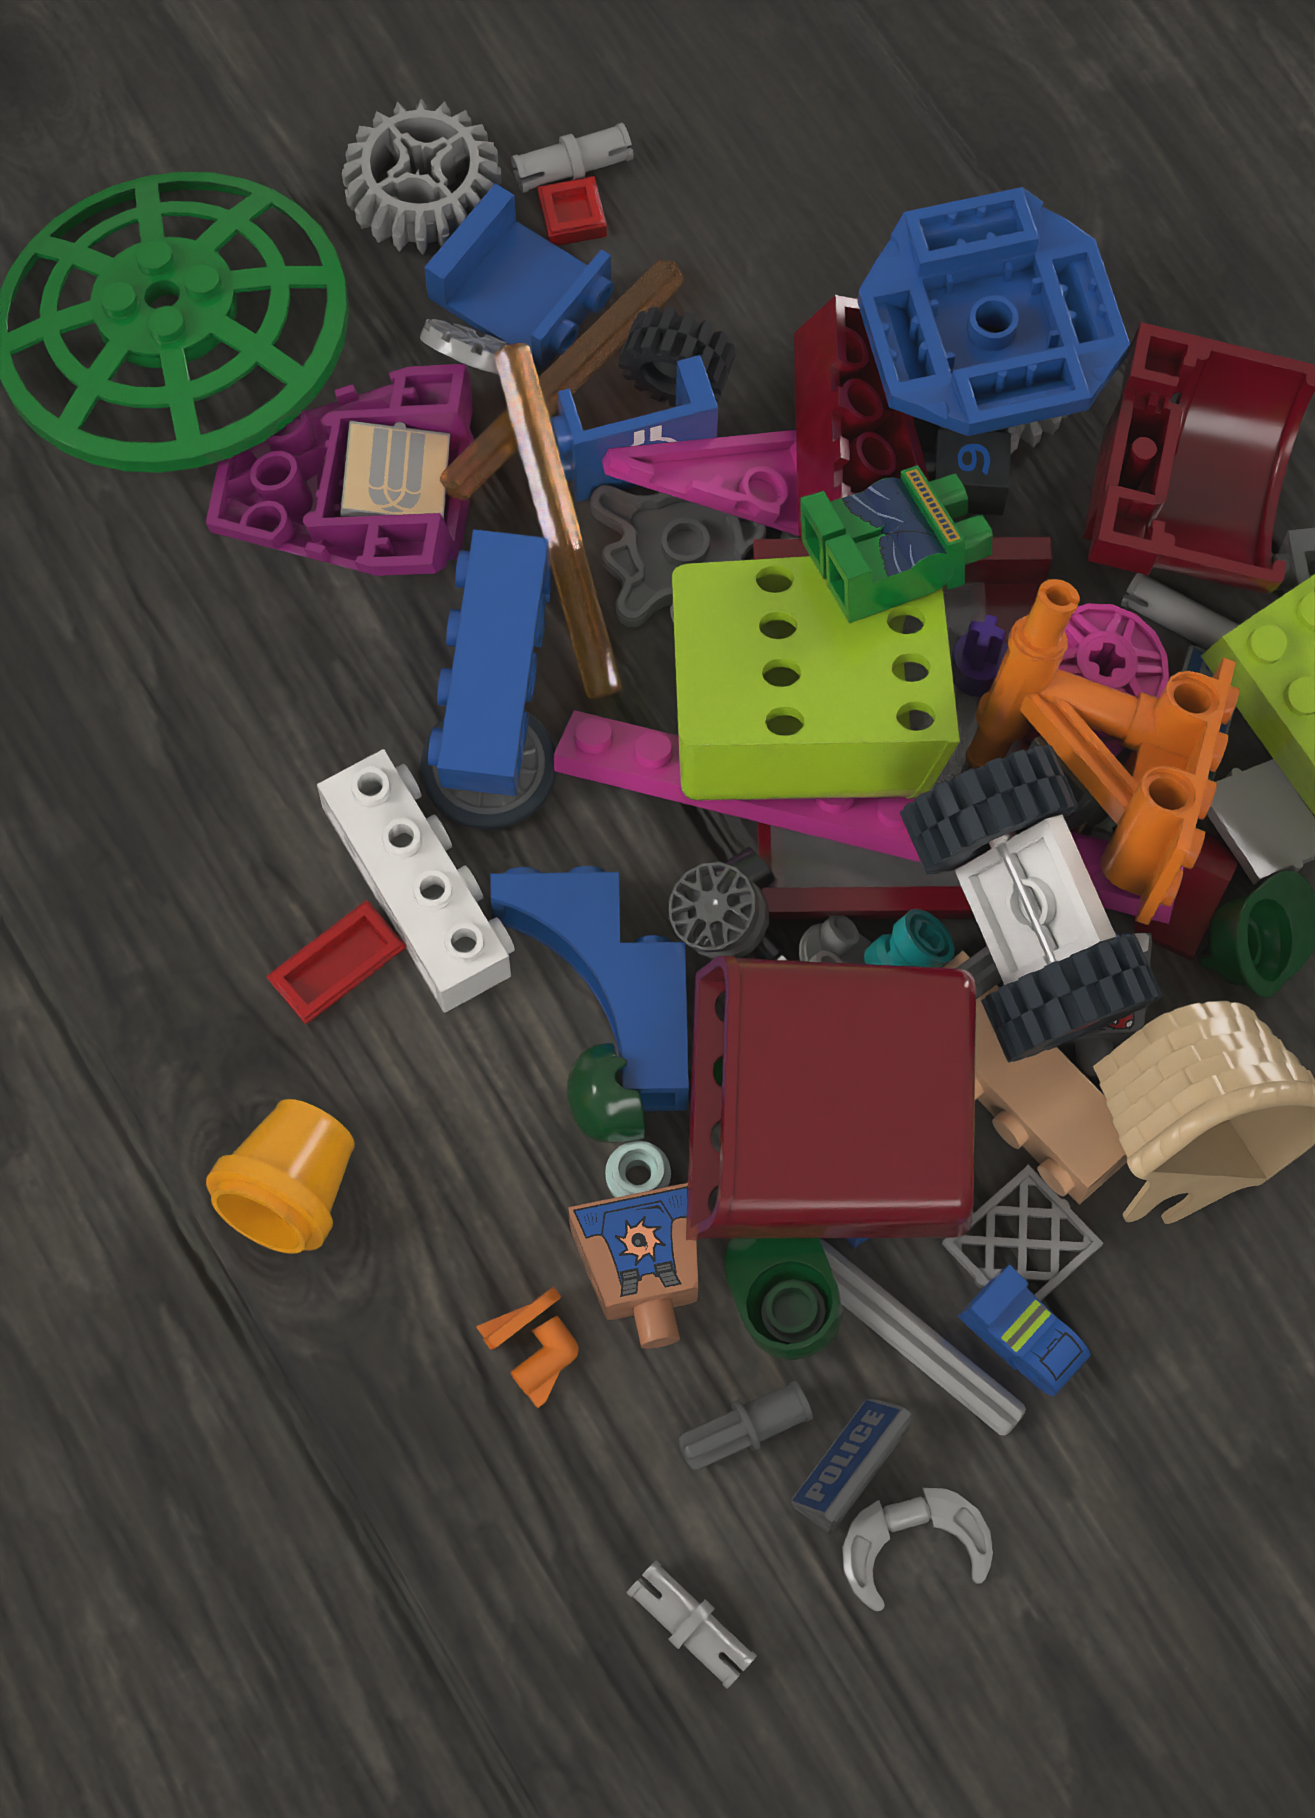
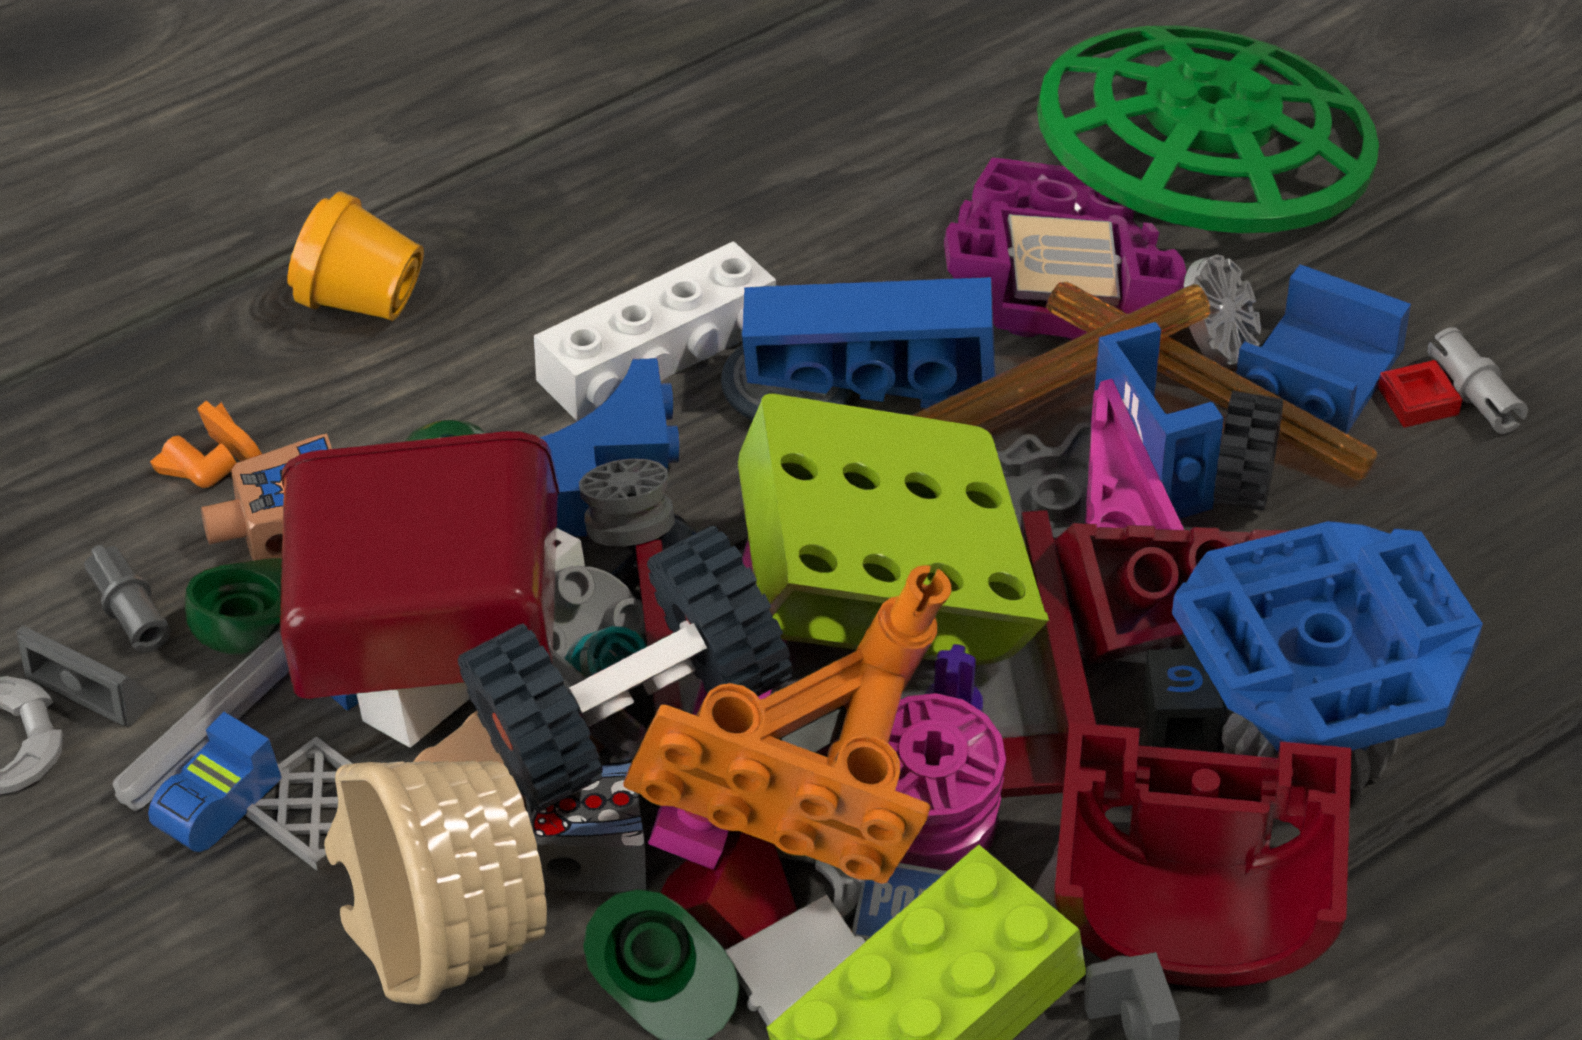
camera: 85 degrees right, 25 degrees down
(336, 962) = (561, 288): red tile -> none
(428, 156) = (1424, 262): light grey gear -> none
(893, 541) = (1030, 556): green hips -> none

